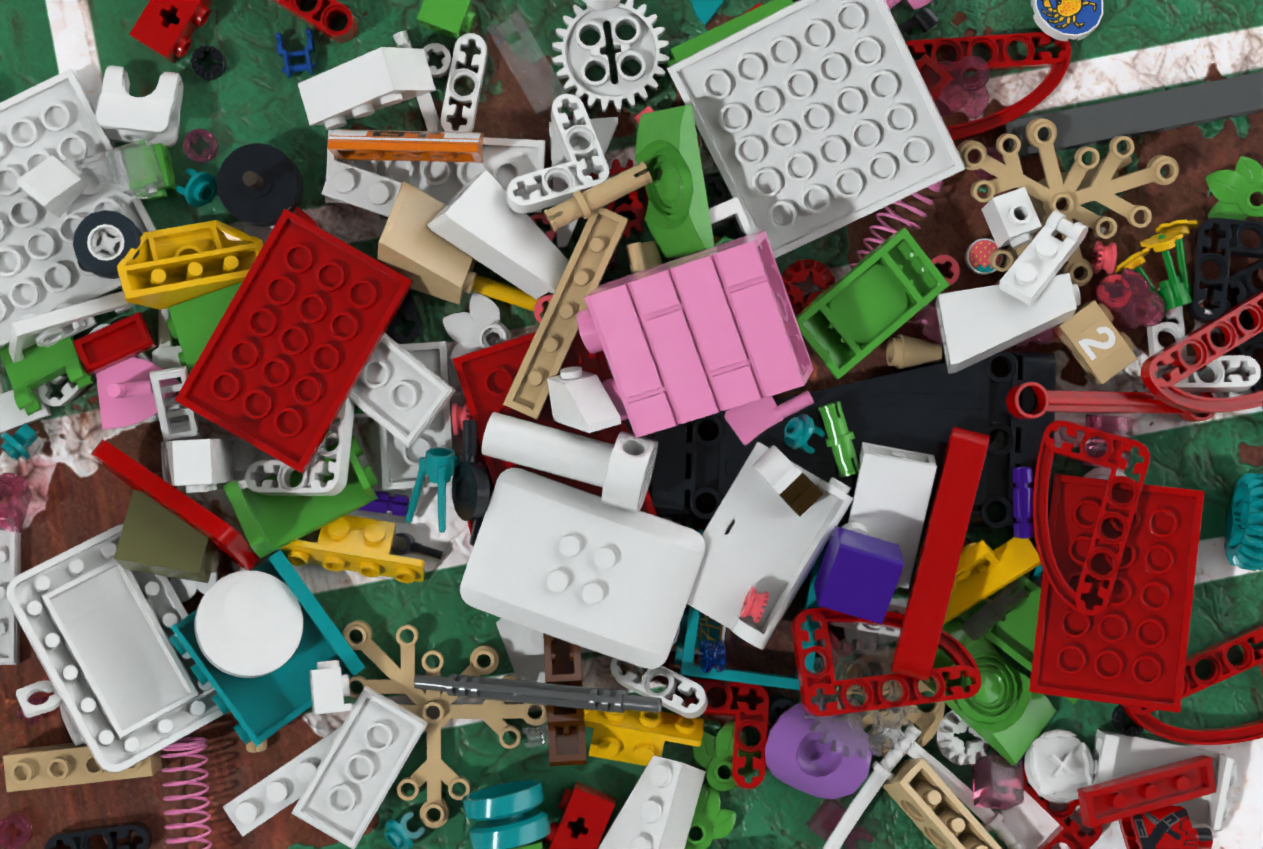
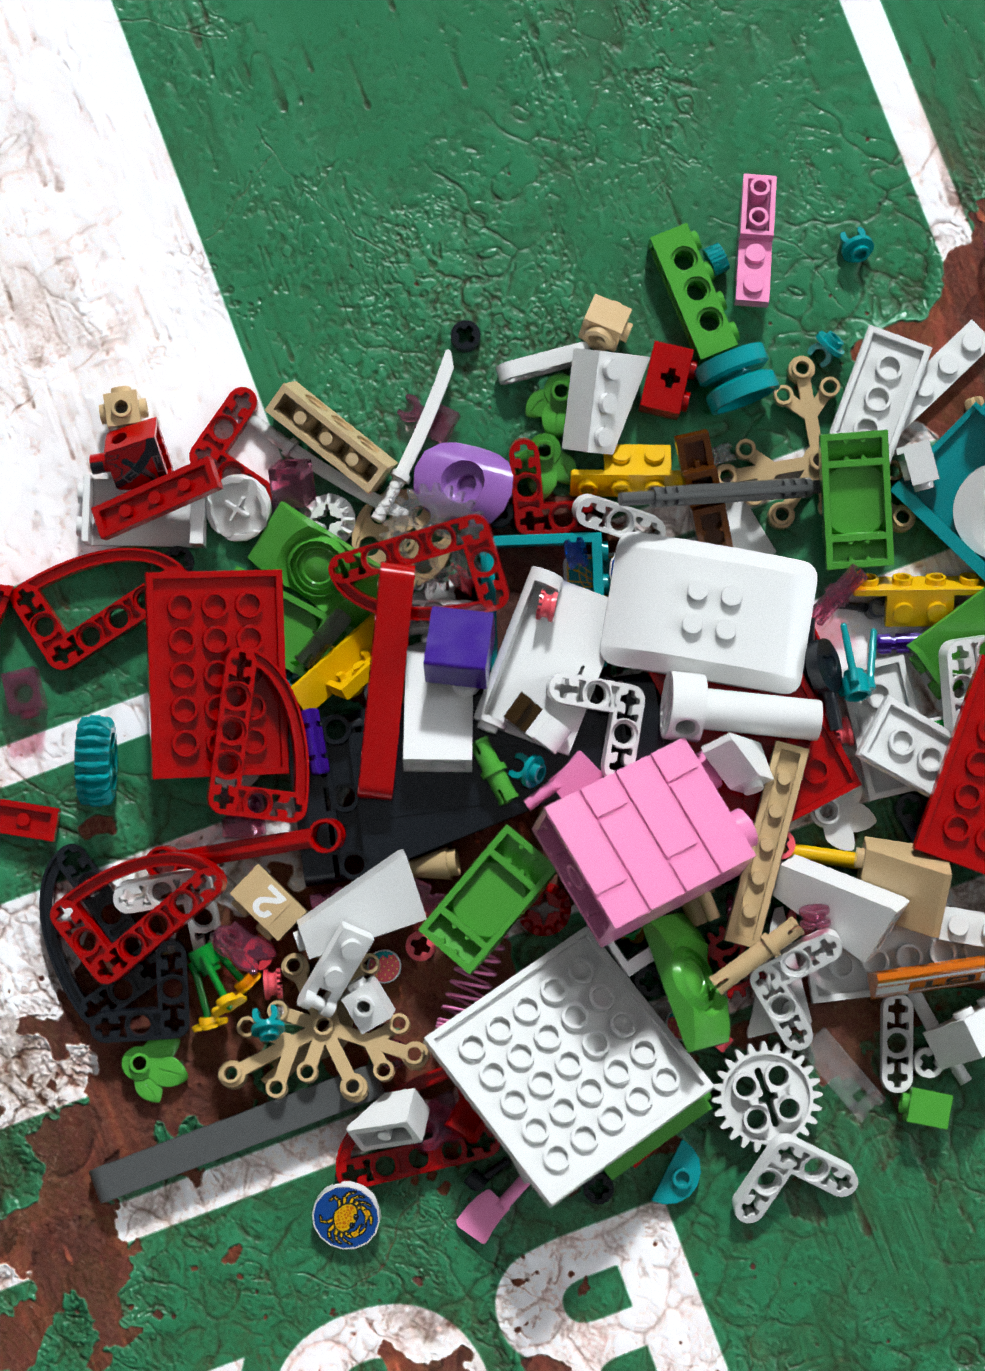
camera: 160 degrees right, 5 degrees down
(403, 663) = (856, 499): none -> bright green slope
(440, 565) = (838, 594): none -> clear pink pin
(529, 226) = (814, 916): none -> clear pink bush
(704, 488) = (612, 704): none -> white beam
(1007, 92) = (391, 1121): none -> white slope
(1121, 209) = (267, 1029): none -> teal plate

